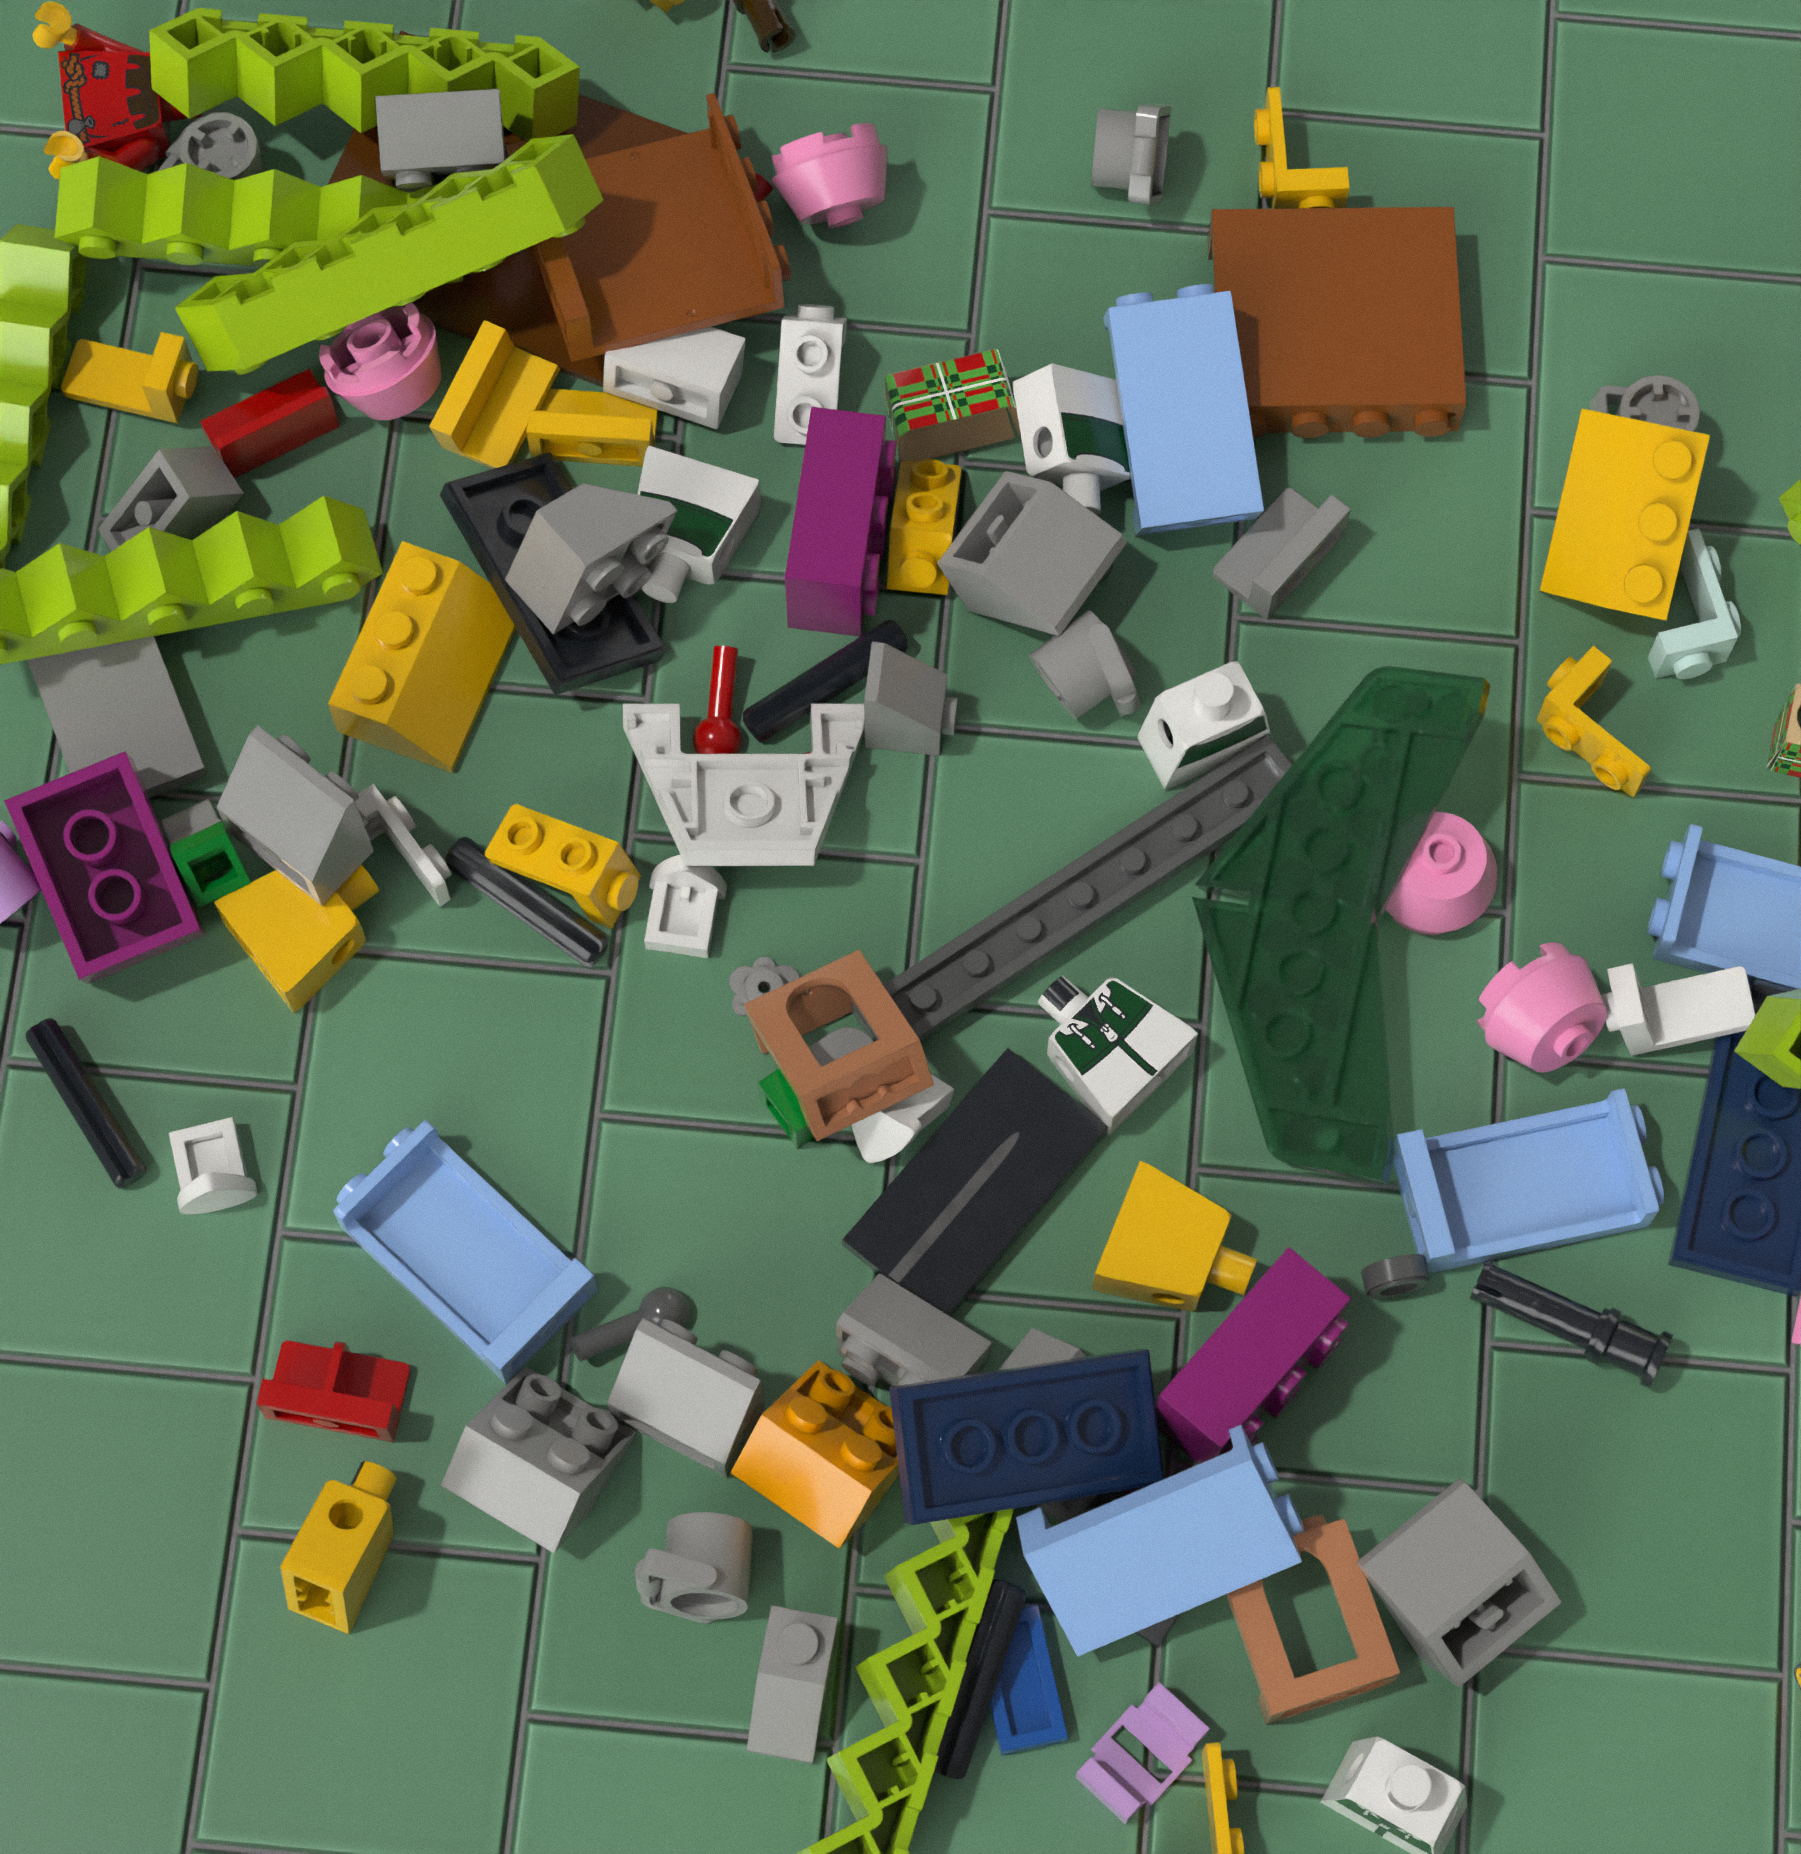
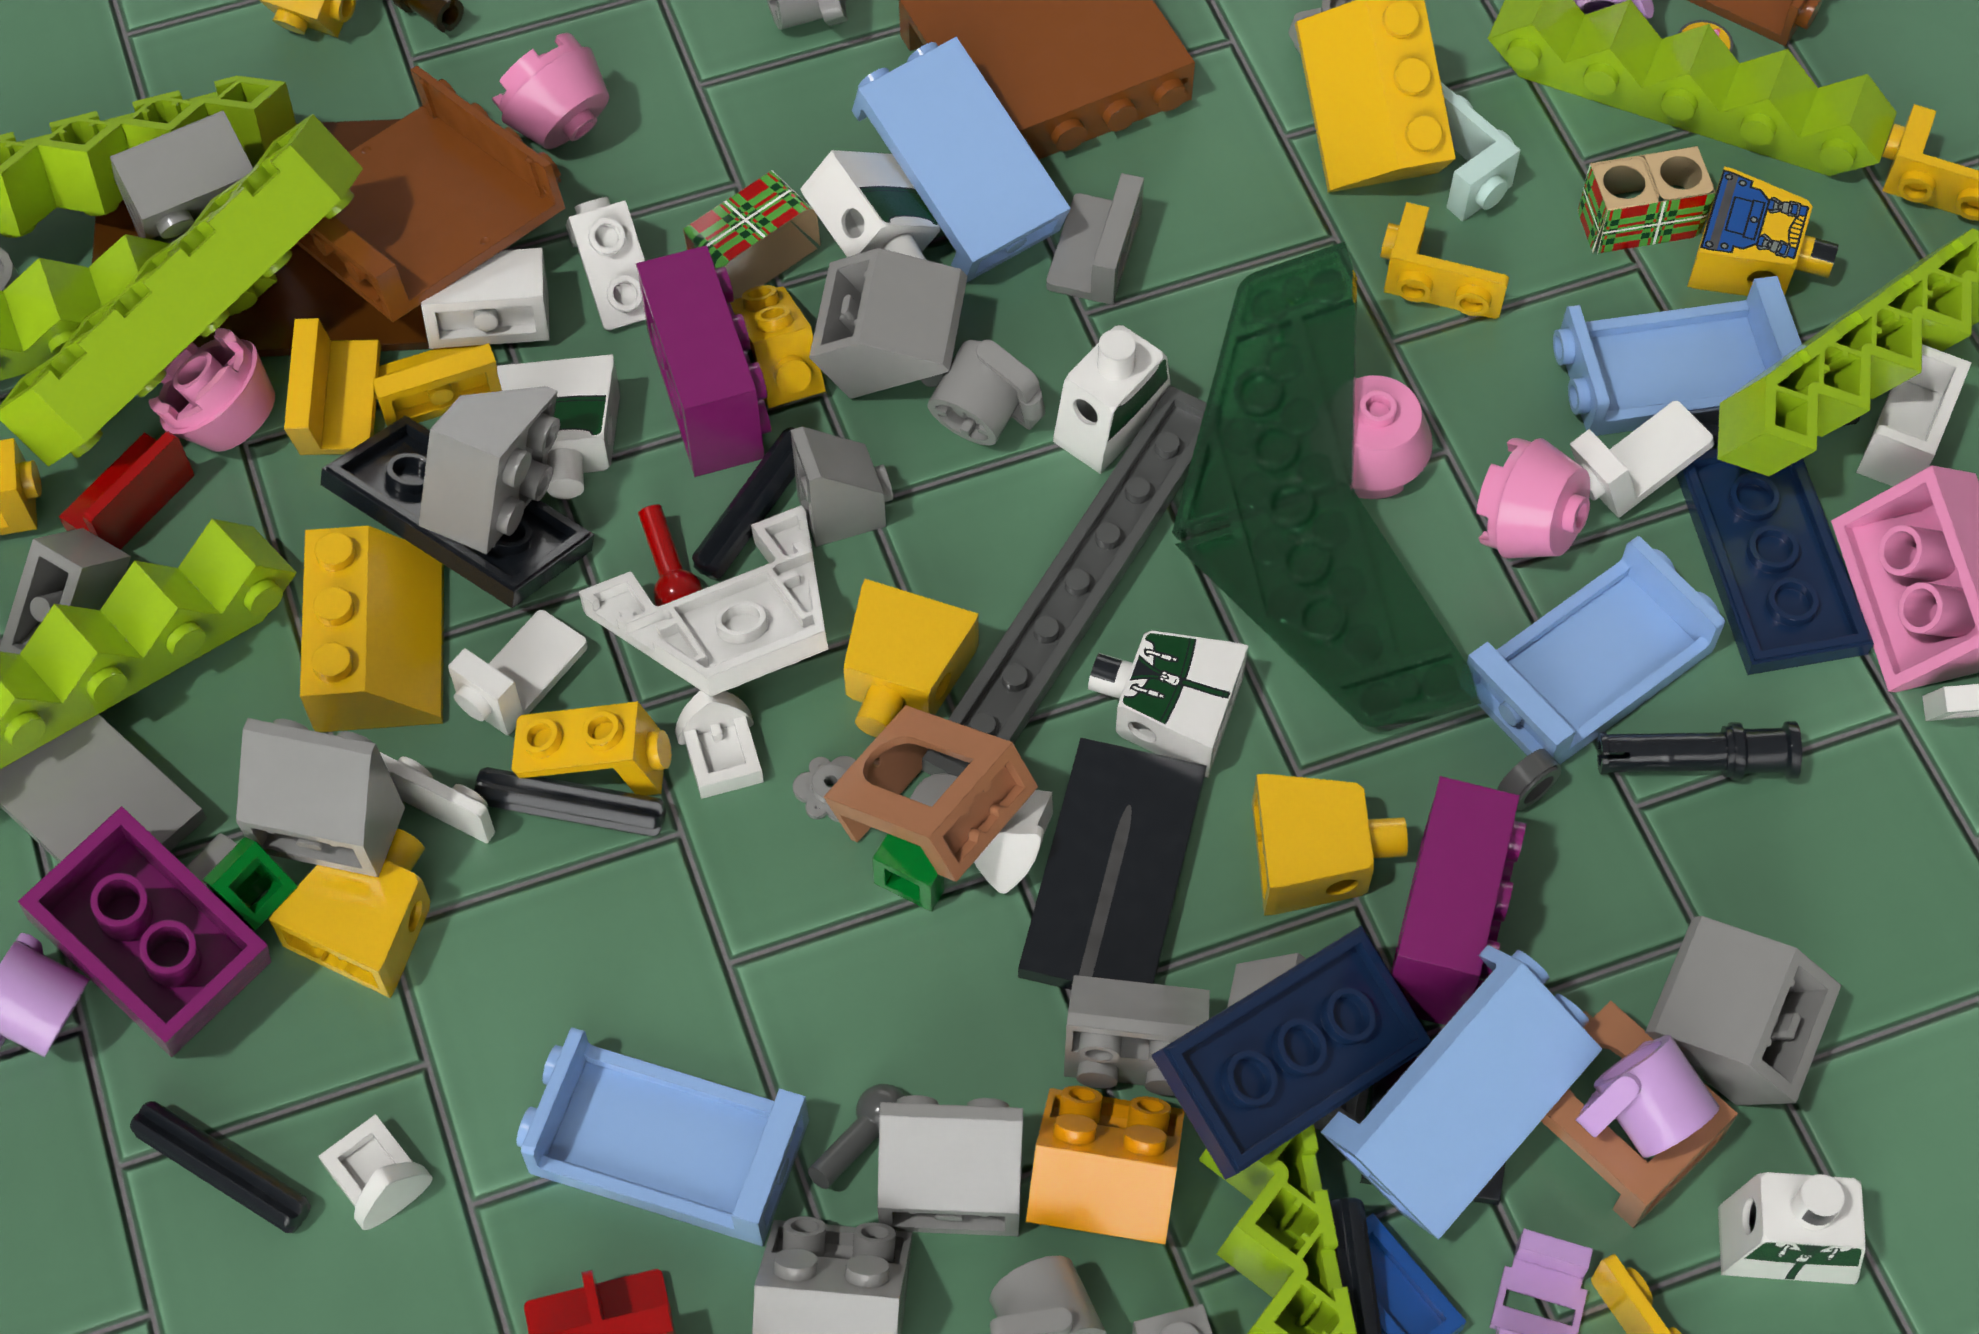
camera: 25 degrees left, 10 degrees down
(536, 757) = (518, 673): none -> white bracket
(886, 897) = (904, 653): none -> yellow torso
(1320, 1625) = (1651, 1096): none -> lavender piece

